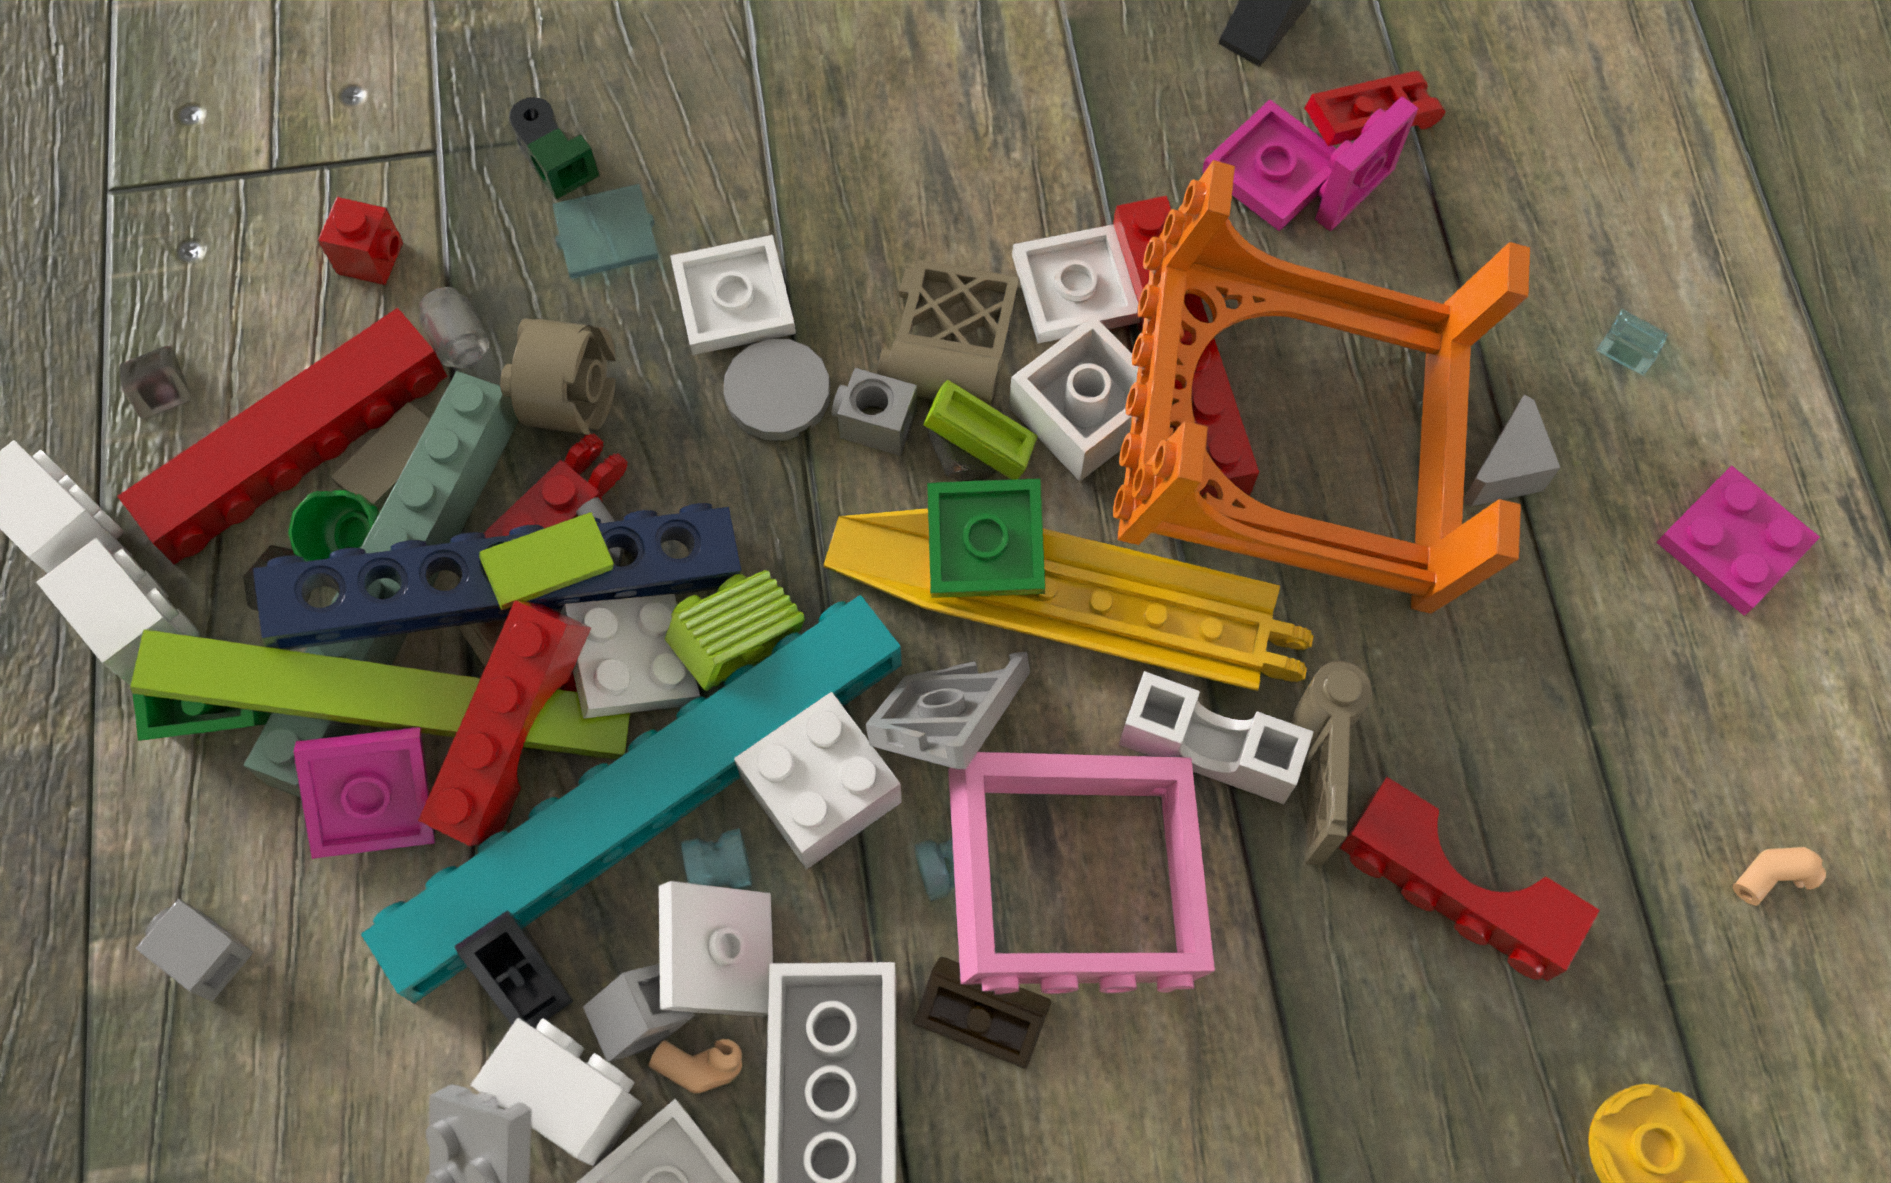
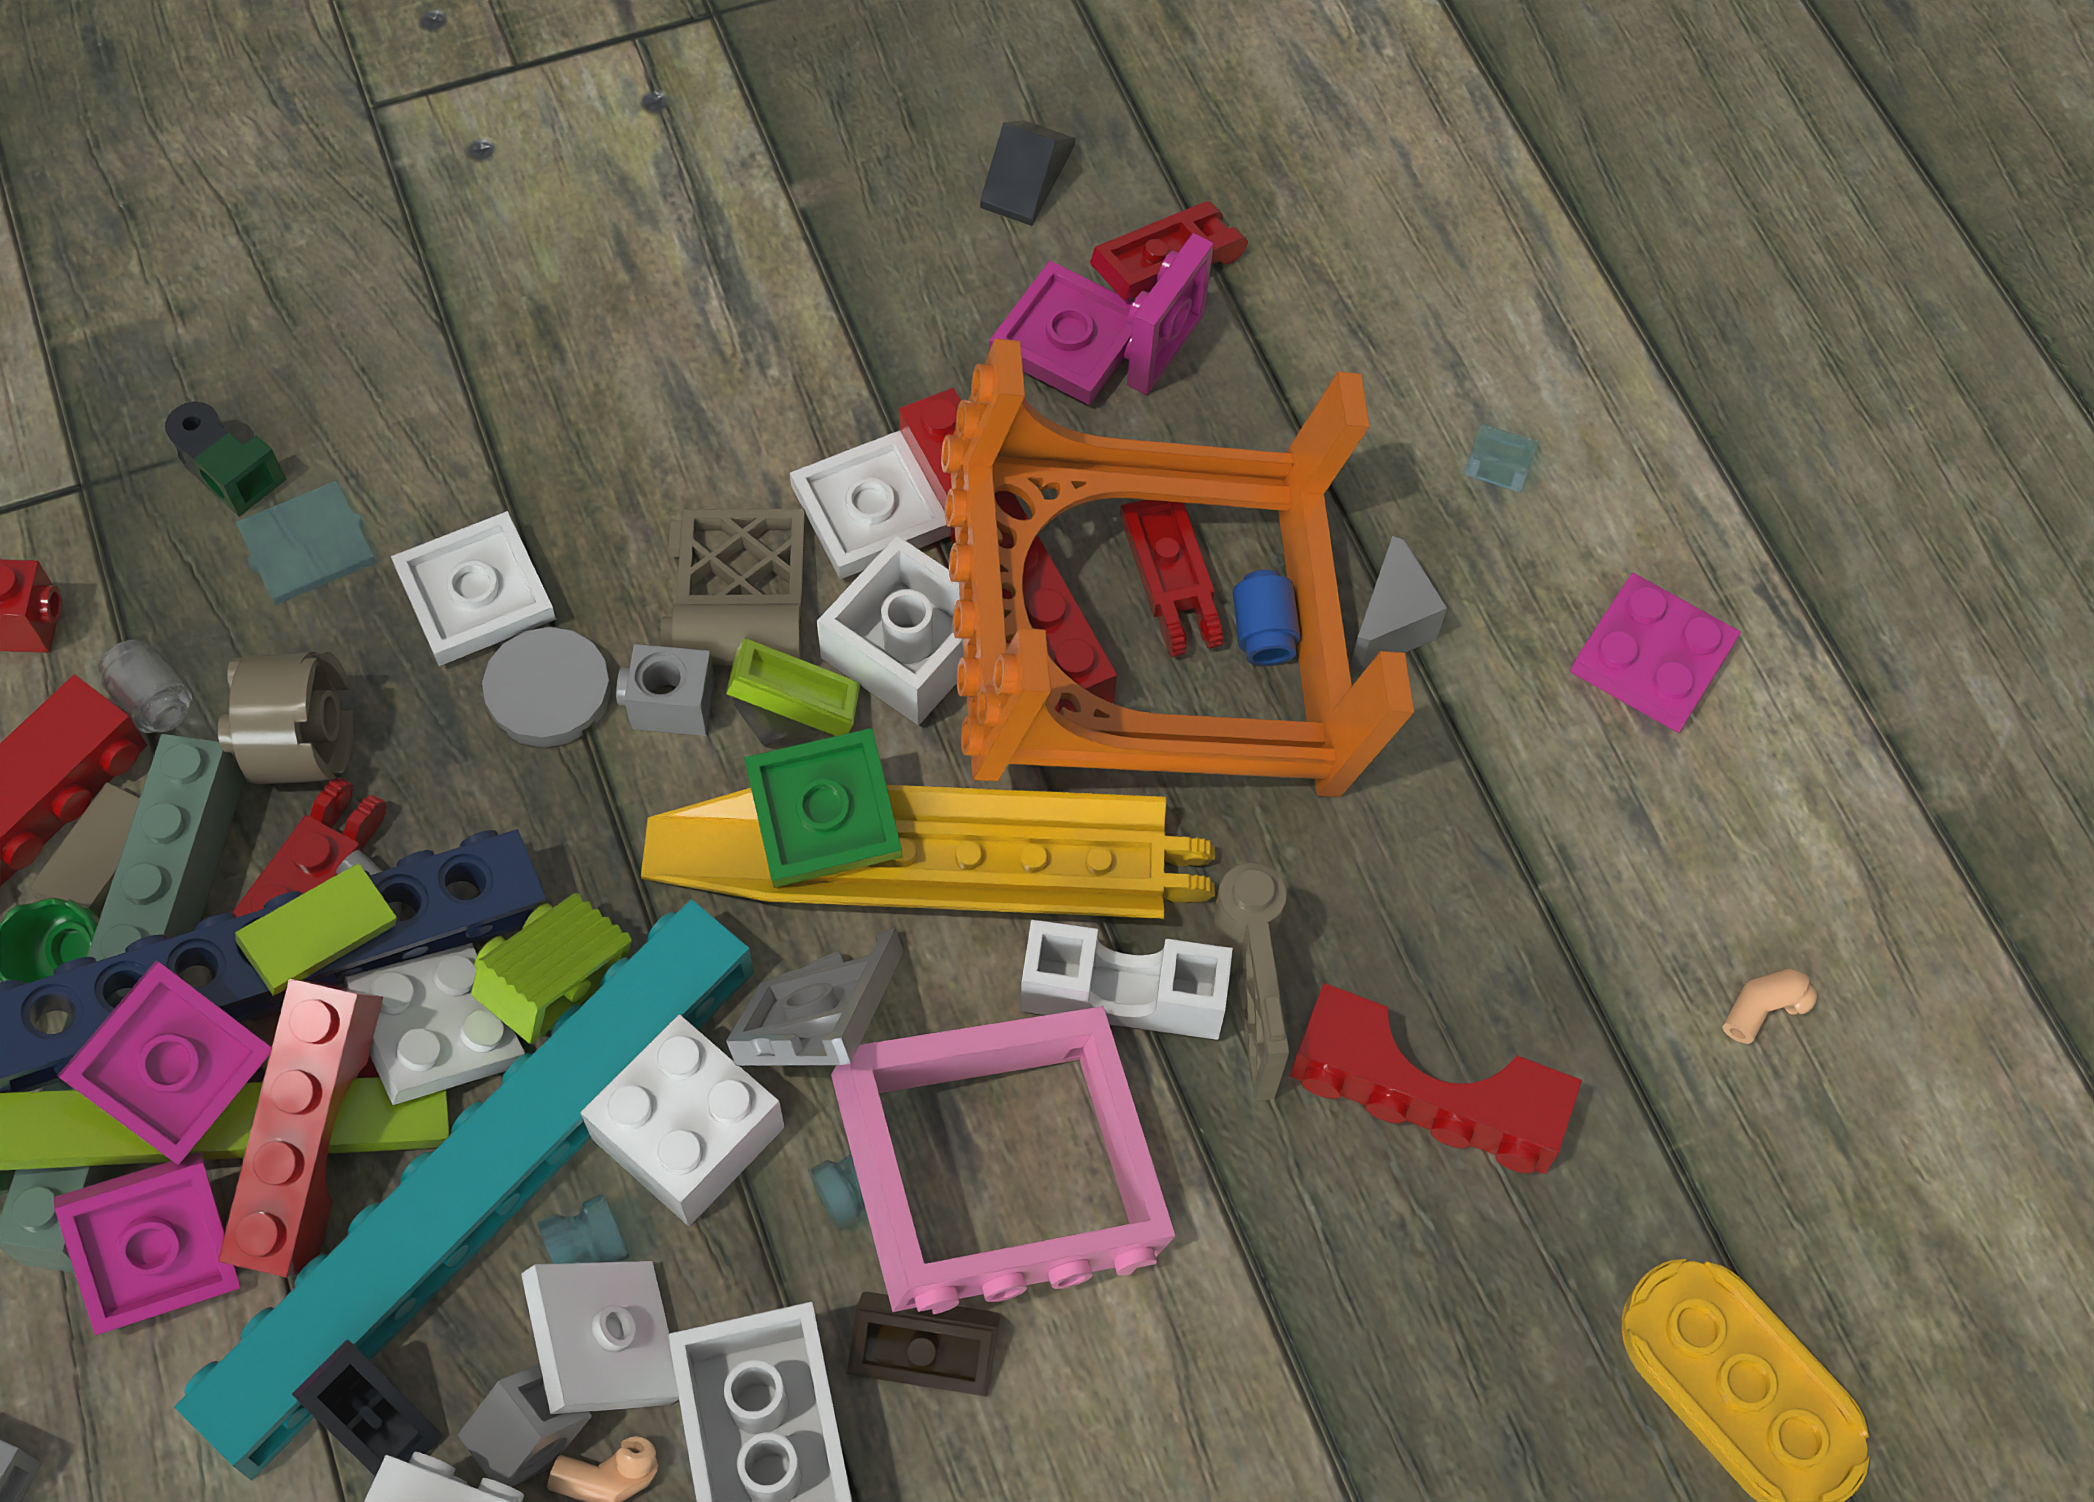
camera: 15 degrees left, 5 degrees down
(403, 650) = (166, 1062): none -> dark pink plate
(1323, 388) = (1171, 570): none -> red hinge
(1398, 445) = (1266, 618): none -> blue brick

